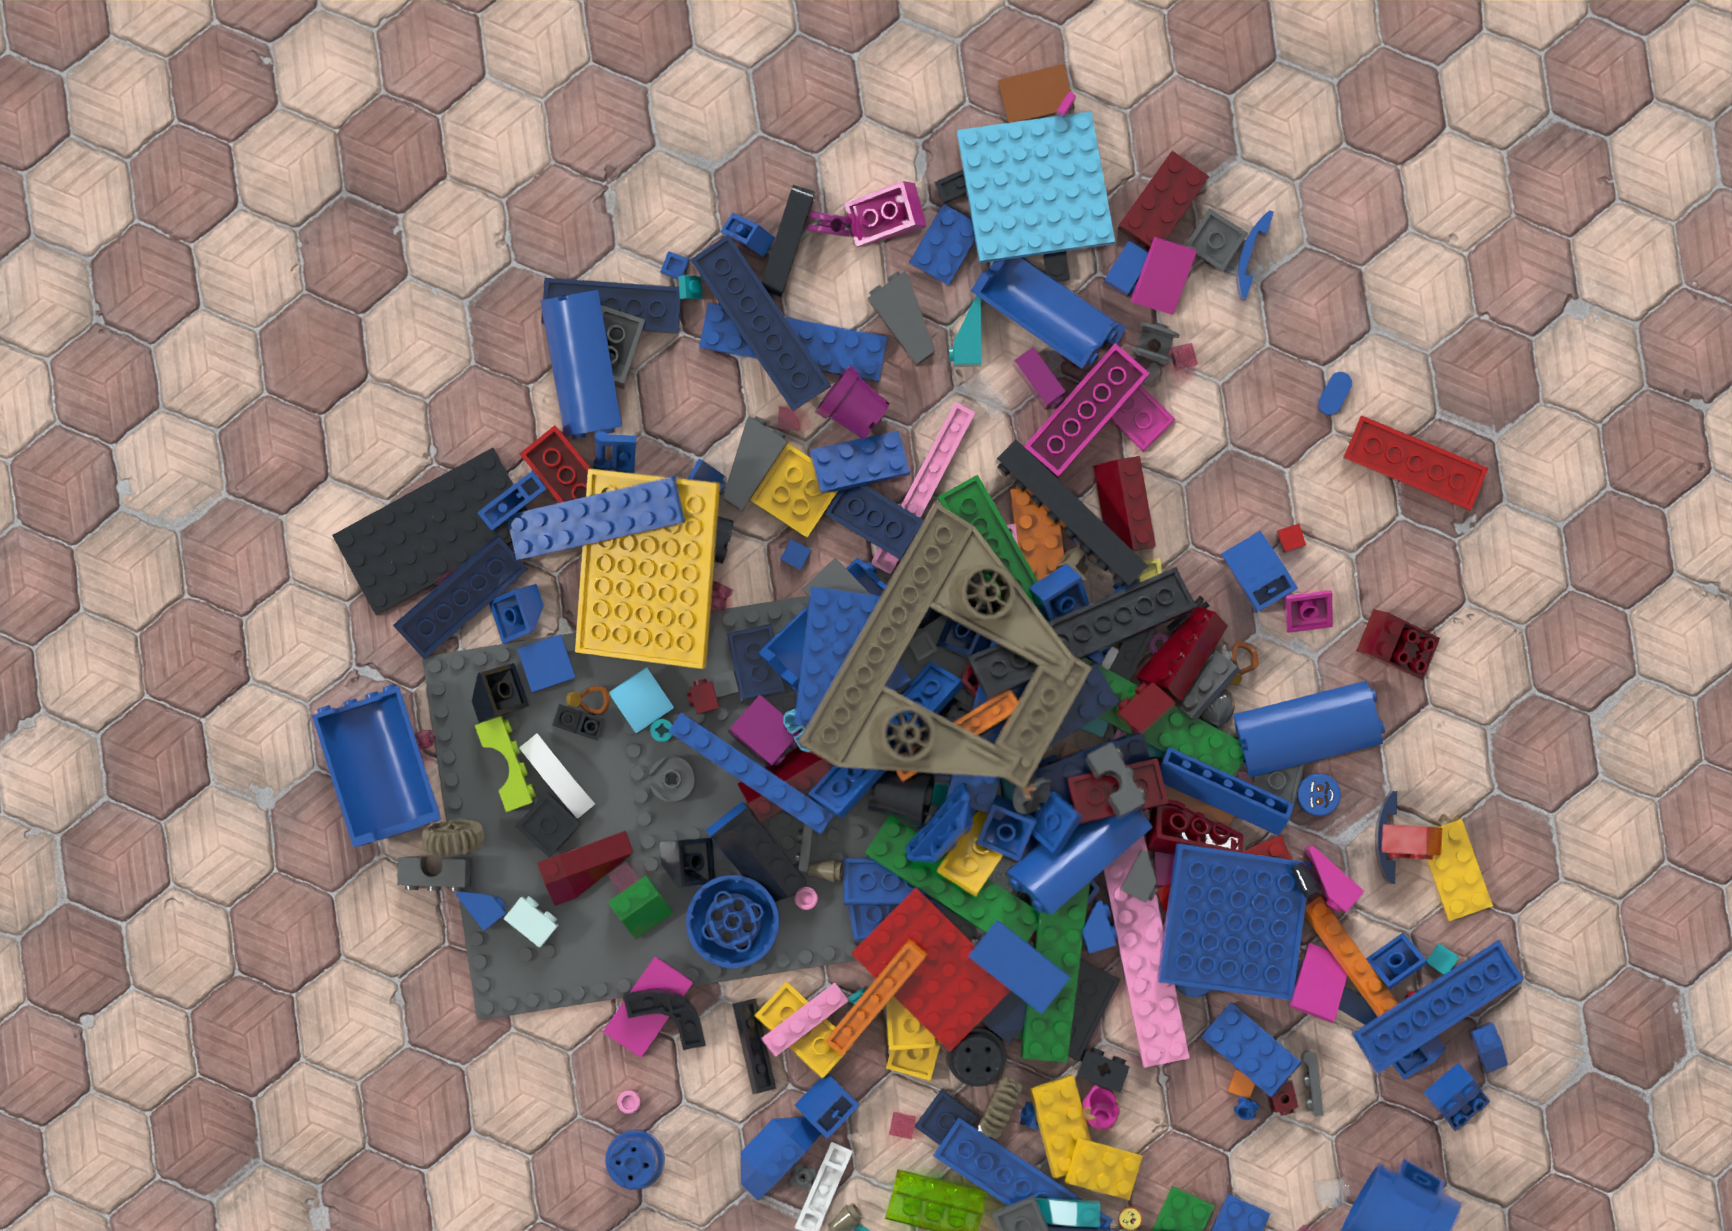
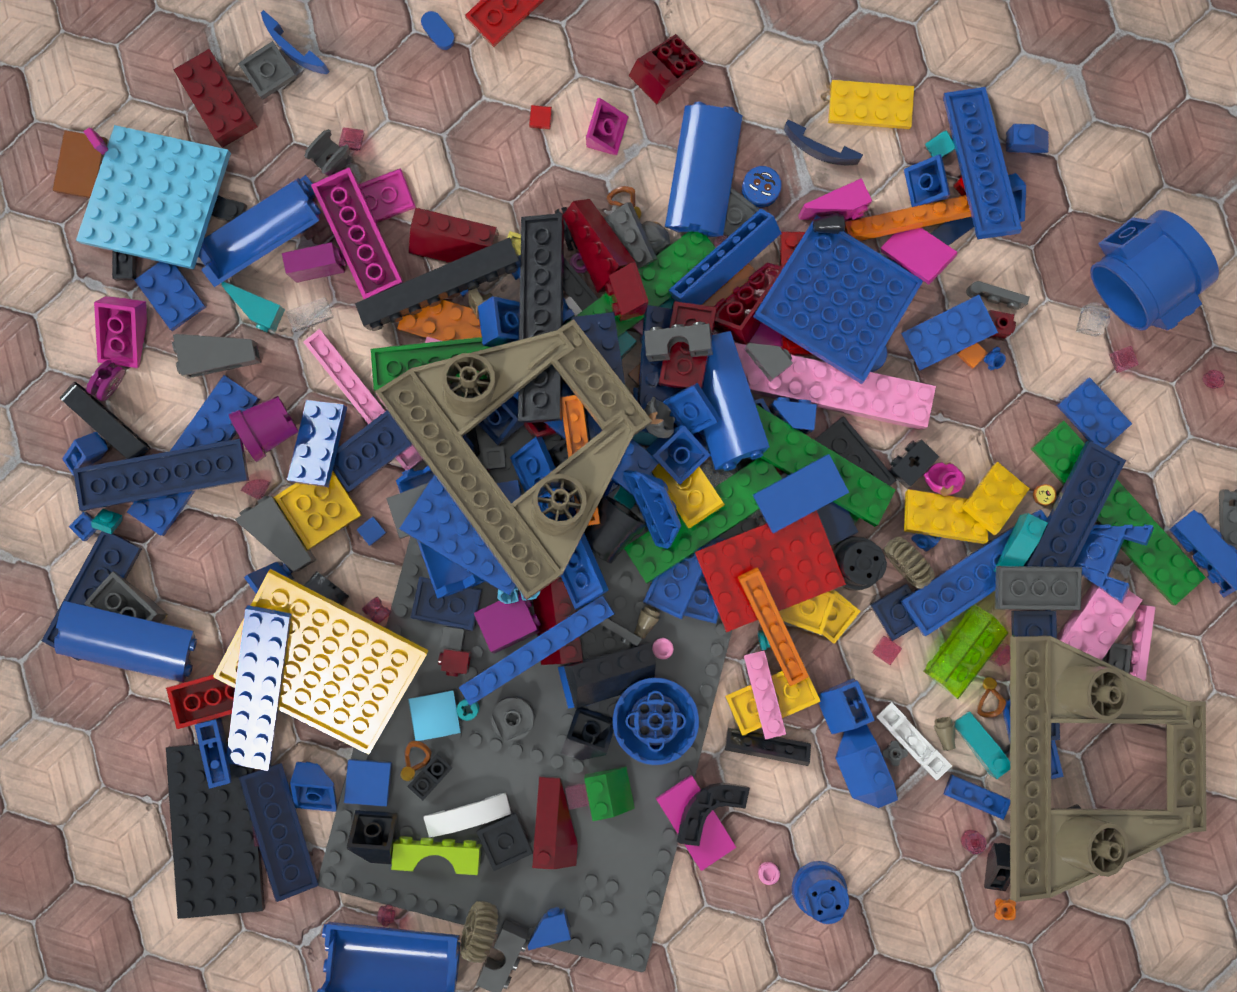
camera: 65 degrees left, 0 degrees up
(531, 921) = (580, 892): light aqua brick -> none
(622, 452) = (213, 638): blue plate -> none
(1127, 269) = (257, 151): blue brick -> none
(1163, 275) = (275, 123): dark pink tile -> none
(1259, 571) = (557, 153): blue slope -> none
(1415, 840) = (833, 123): brick -> none
(1456, 1097) = (1058, 182): blue slope -> none

